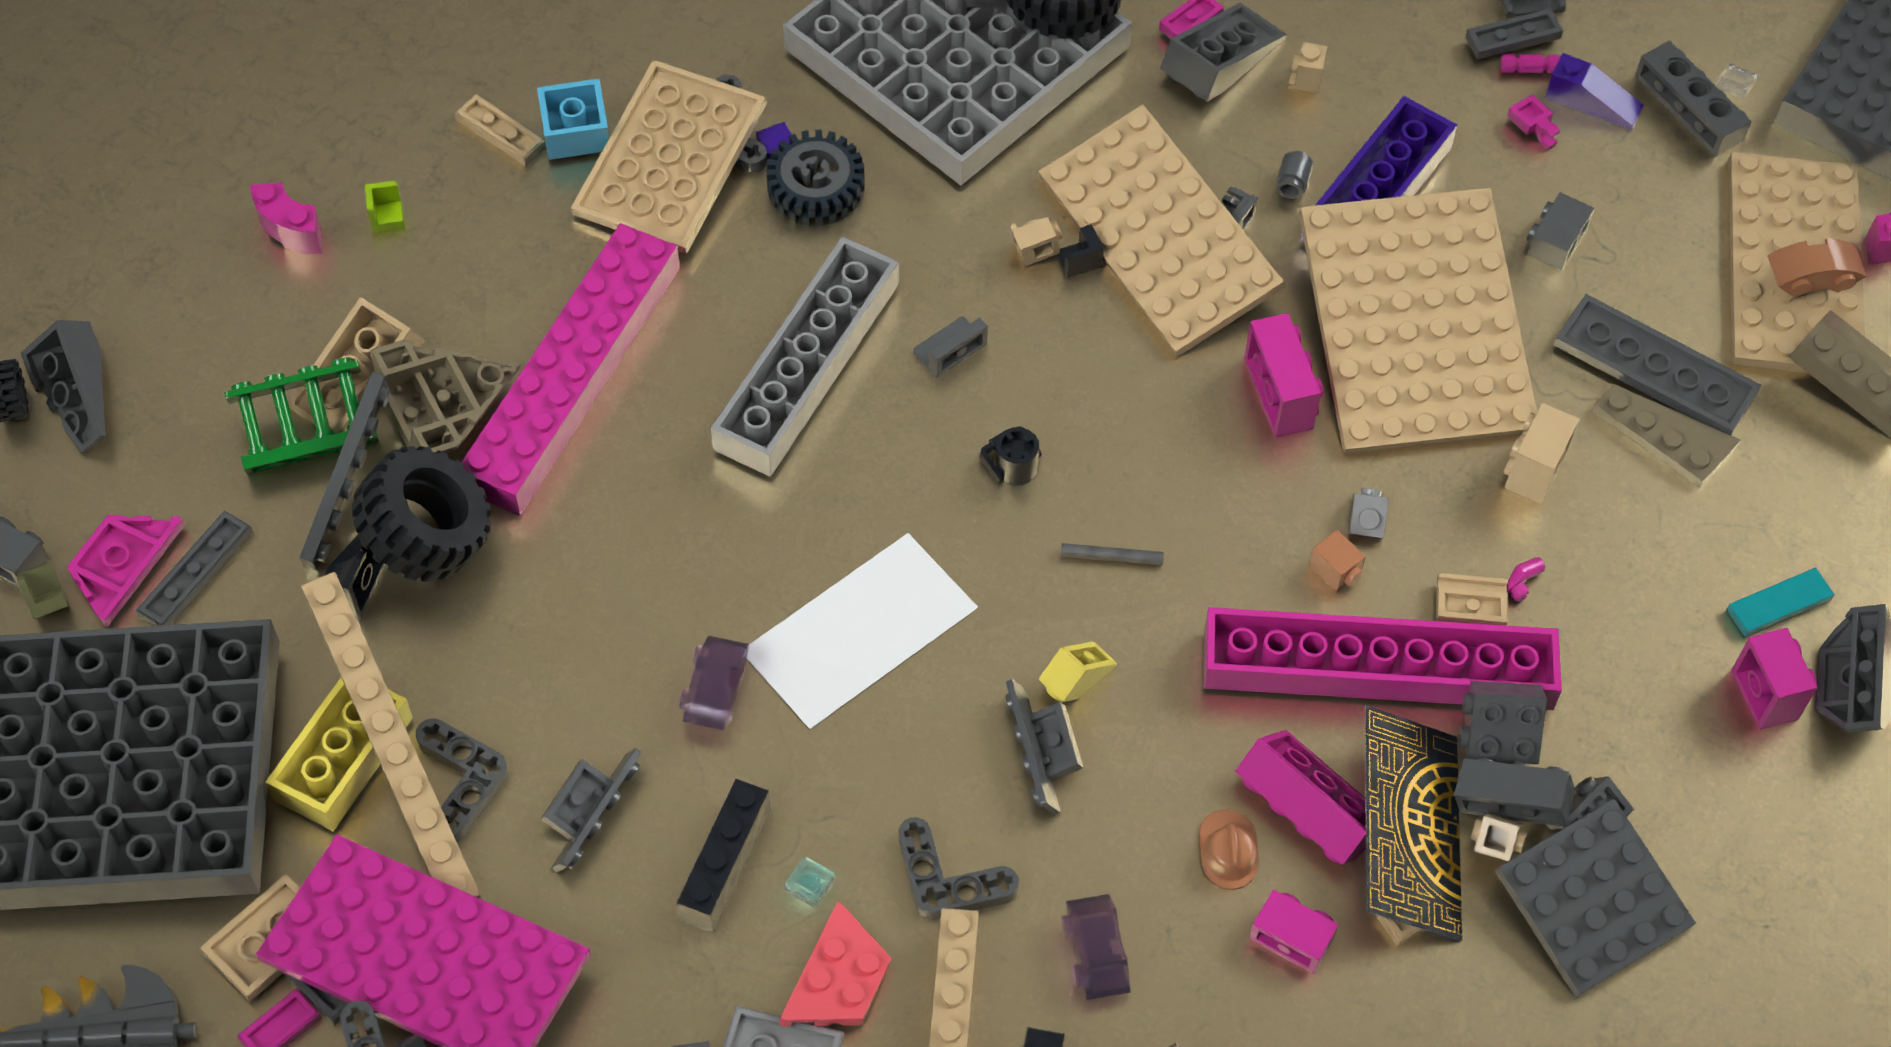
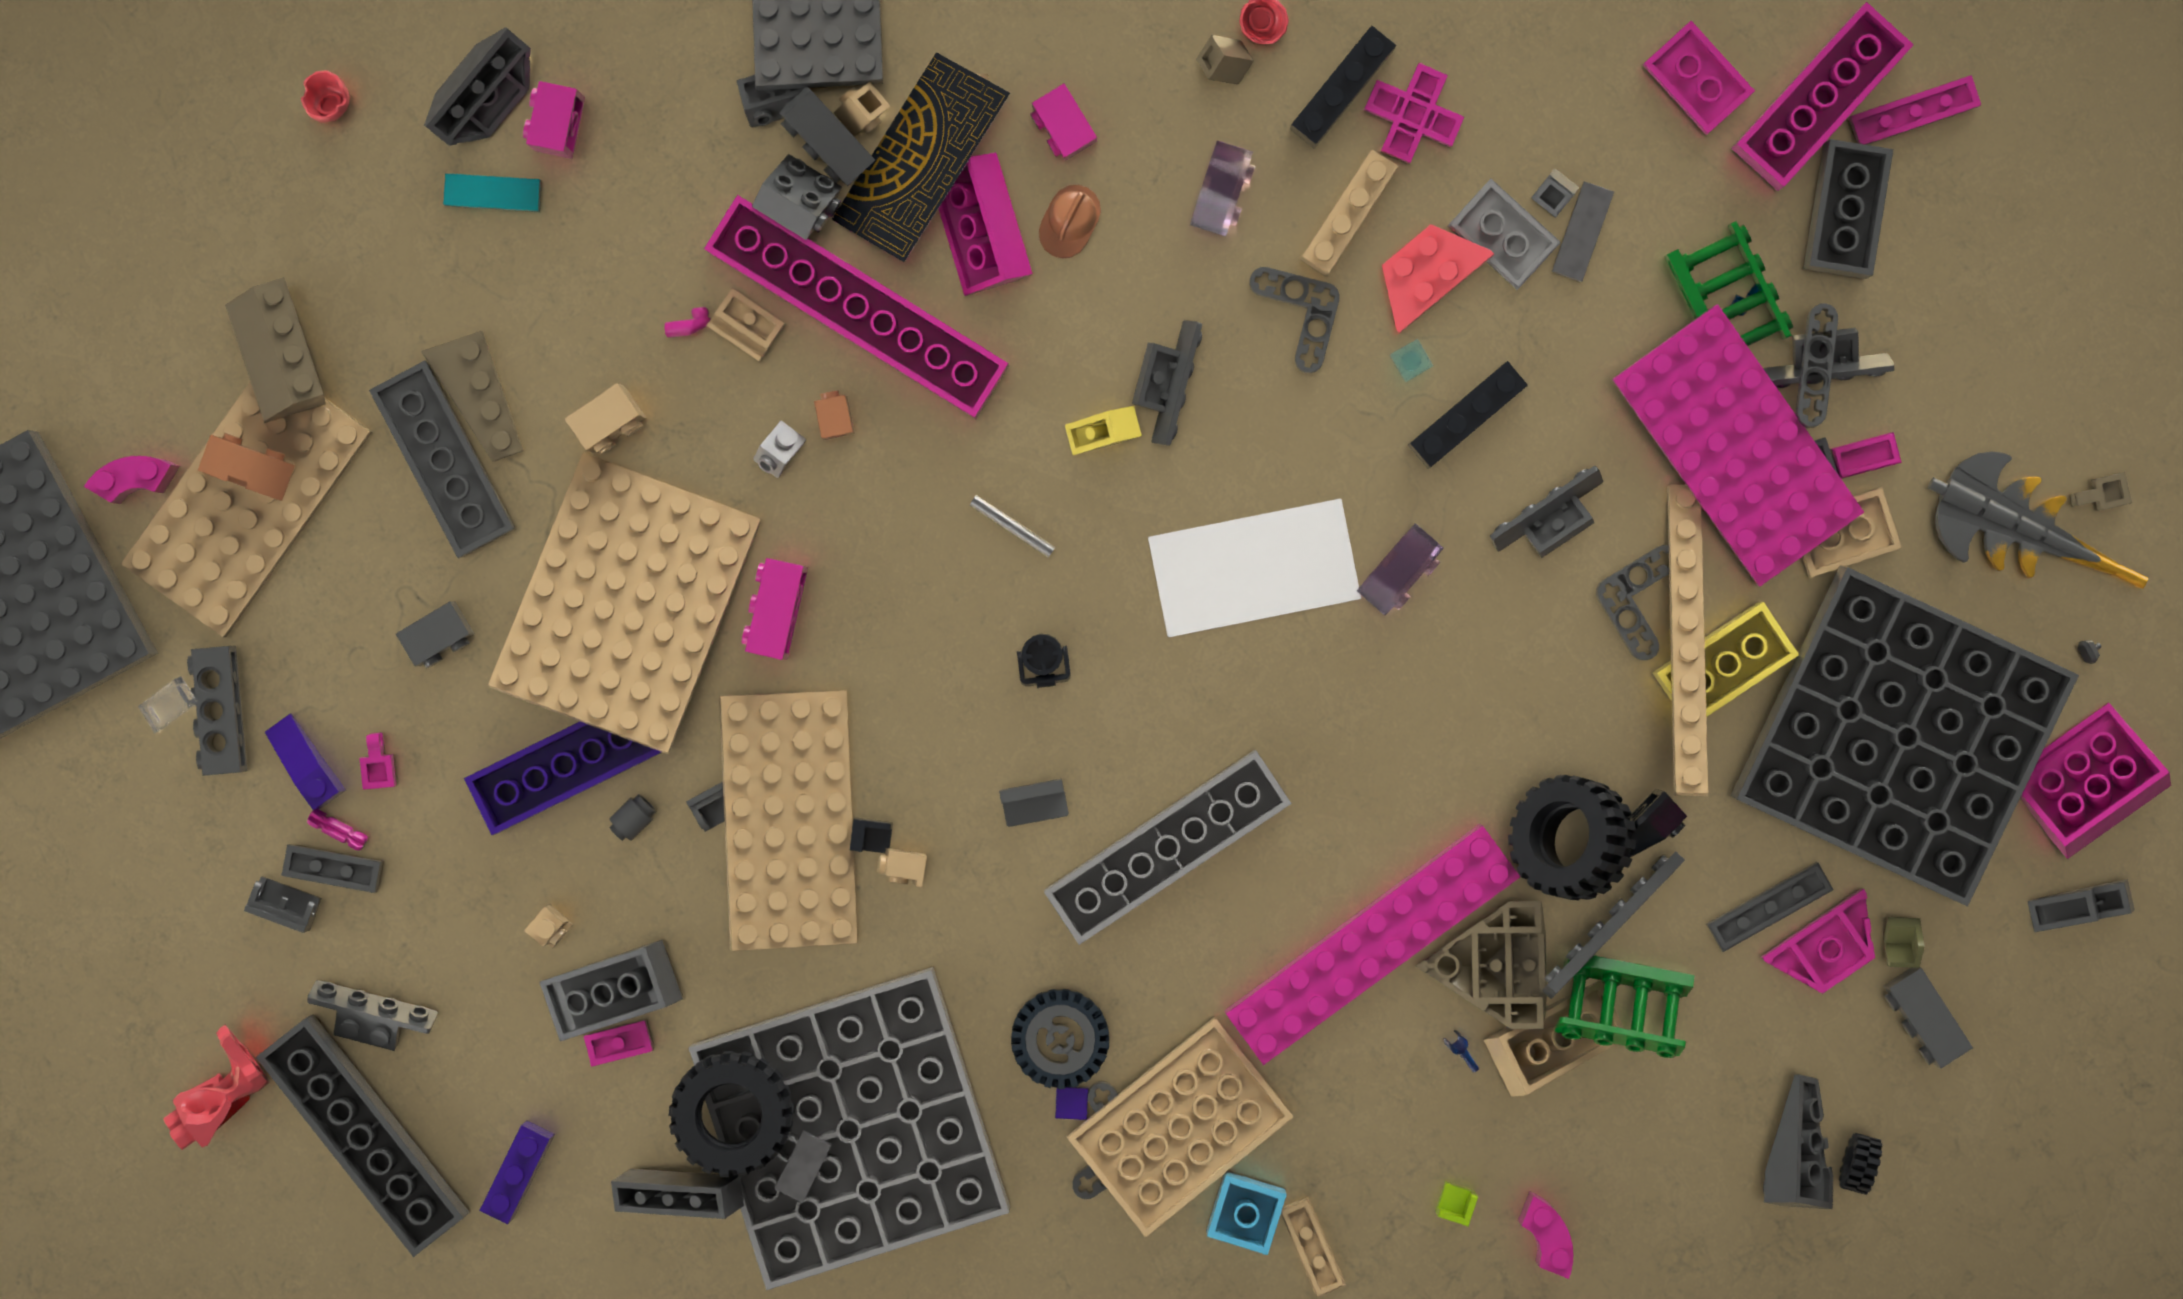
camera: 150 degrees left, 30 degrees up
(444, 326) = (1460, 1048): none -> clear blue hand

